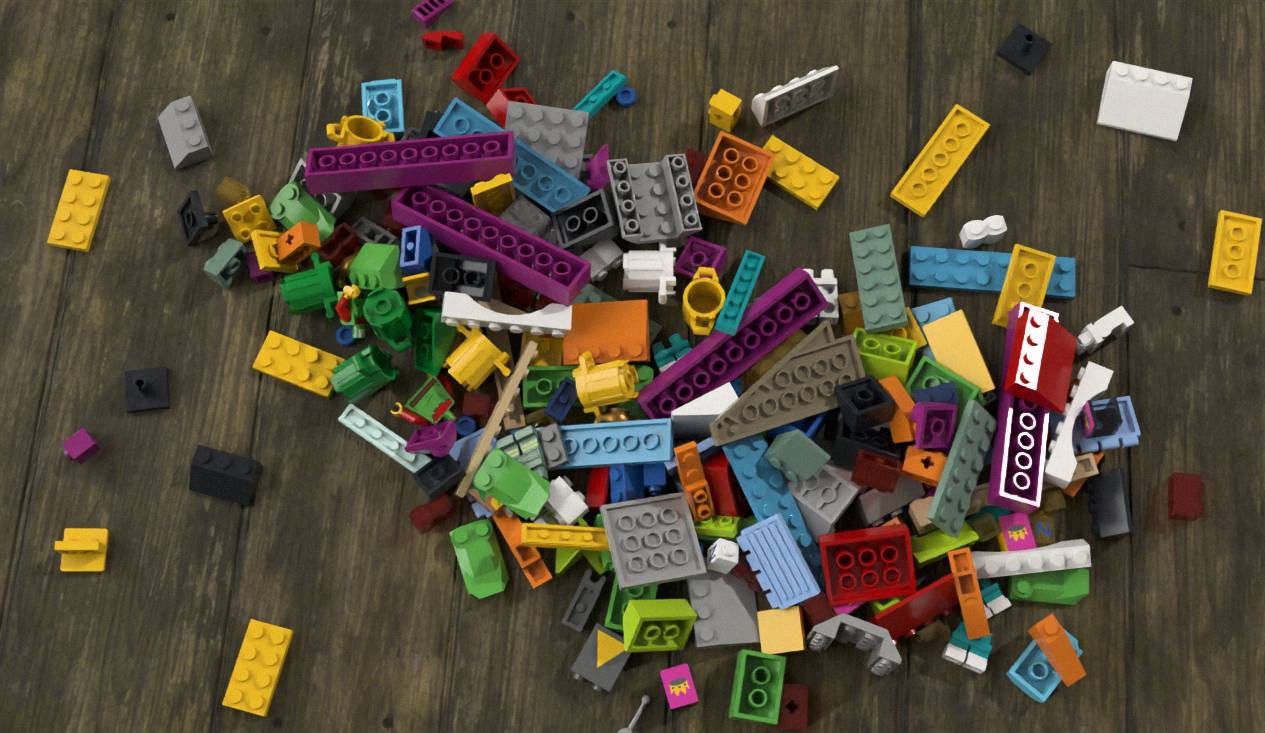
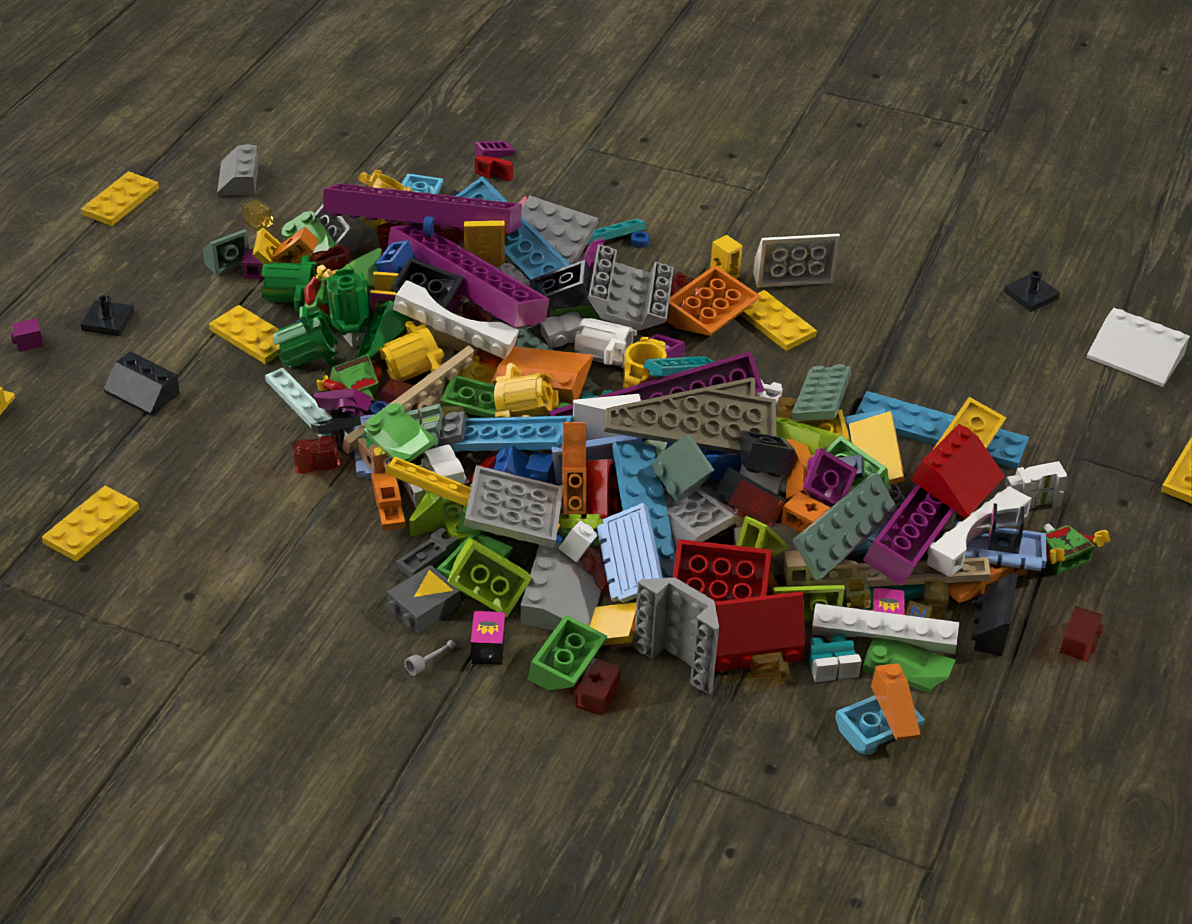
camera: 15 degrees right, 30 degrees down
(194, 219) = (215, 218): black tile -> none
(247, 217) = (256, 220): yellow bracket -> none
(430, 192) = (428, 226): none -> blue tile
(480, 558) = (343, 497): bright green slope -> none
(485, 67) = (528, 182): red slope -> none
(562, 401) = (477, 402): dark blue plate -> none
(887, 510) = (759, 535): none -> lime slope
(939, 160) = (918, 342): yellow plate -> none
(969, 593) = (816, 630): orange slope -> none
(977, 651) = (802, 690): hips -> none
(986, 231) = (942, 395): white brick -> none
(1149, 393) = (1069, 548): none -> torso

